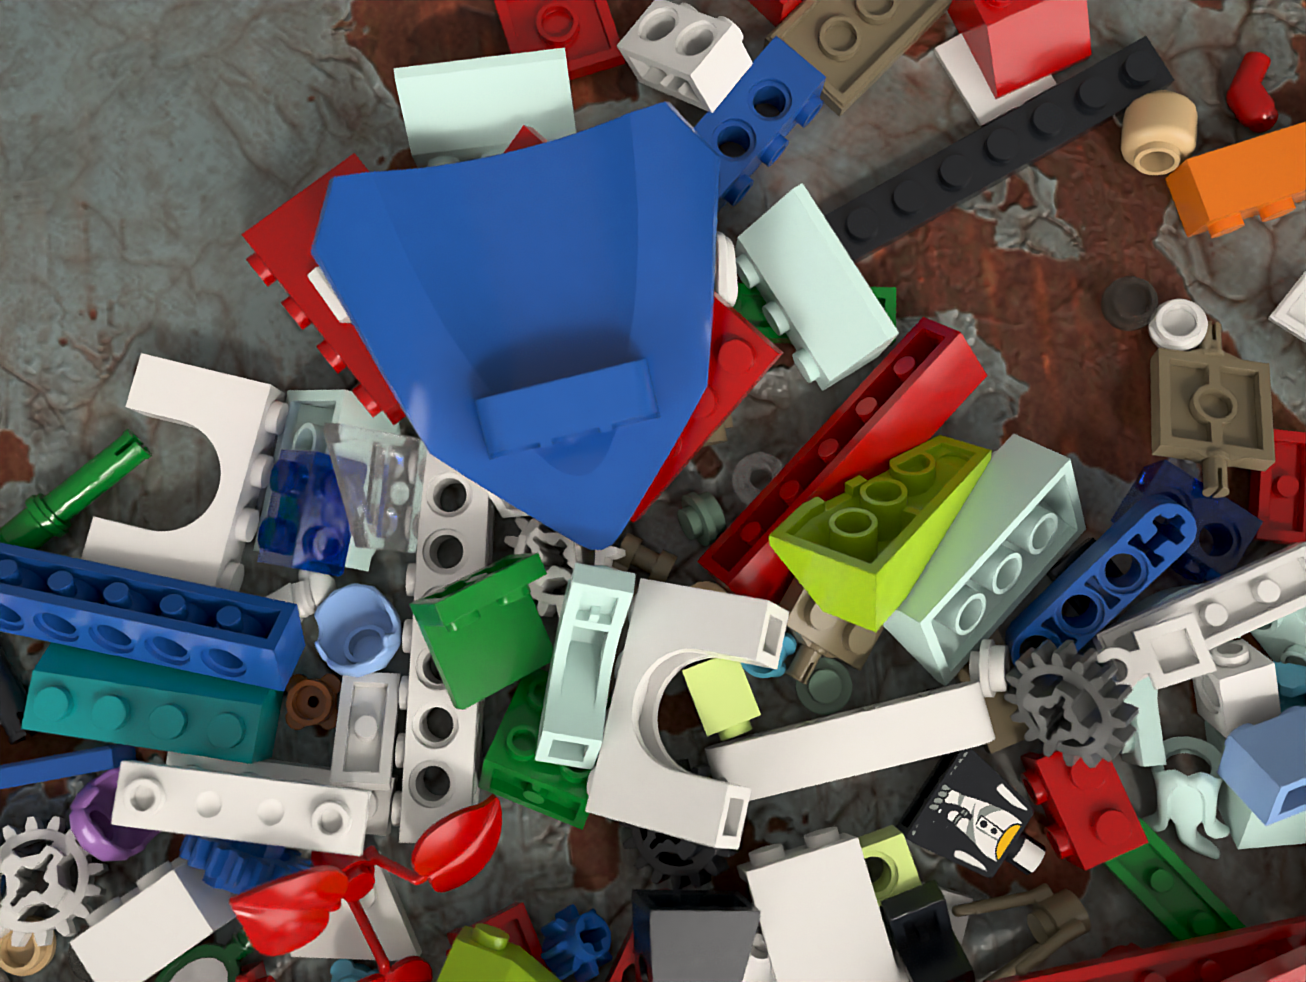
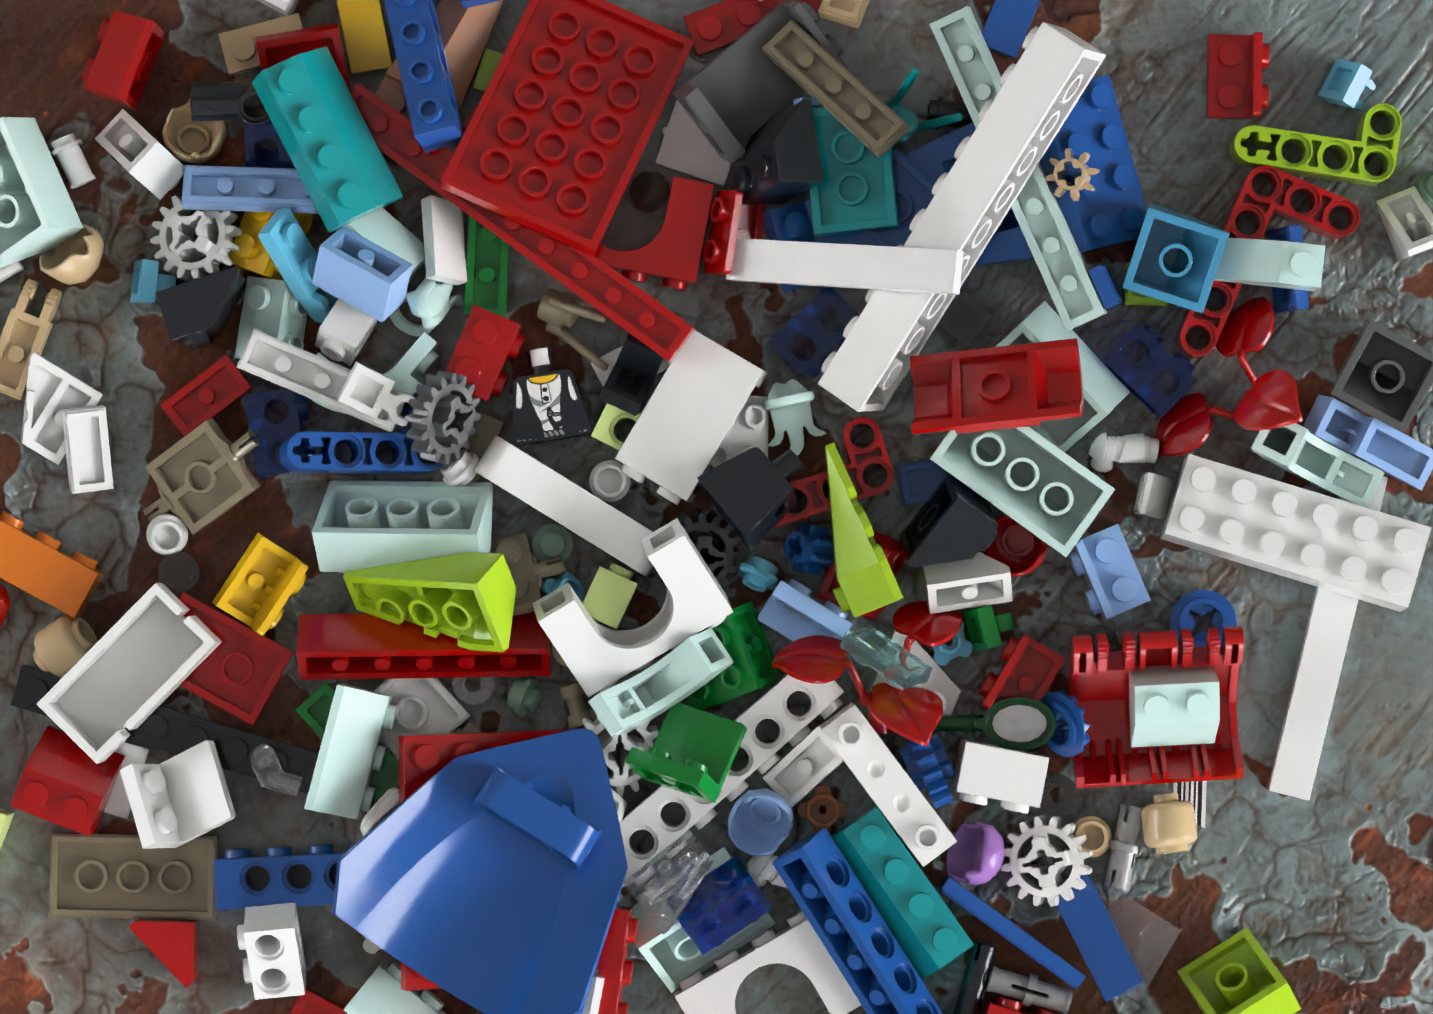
camera: 140 degrees left, 5 degrees up
(367, 931) = (886, 657): none -> clear light blue plate
(527, 867) = (798, 616): none -> light blue bracket
(601, 865) = (758, 574): none -> medium azure plate
(782, 408) = (422, 708): none -> white tile
(834, 804) = (609, 482): none -> white plate
(861, 207) = (270, 774): none -> clear arm
(918, 94) = (178, 797): none -> white bracket
(1012, 263) = (241, 669): none -> red plate
(1049, 368) = (261, 584): none -> yellow bracket
(1091, 154) = (129, 673): none -> white piece
(1239, 871) = (443, 241): none -> white tile

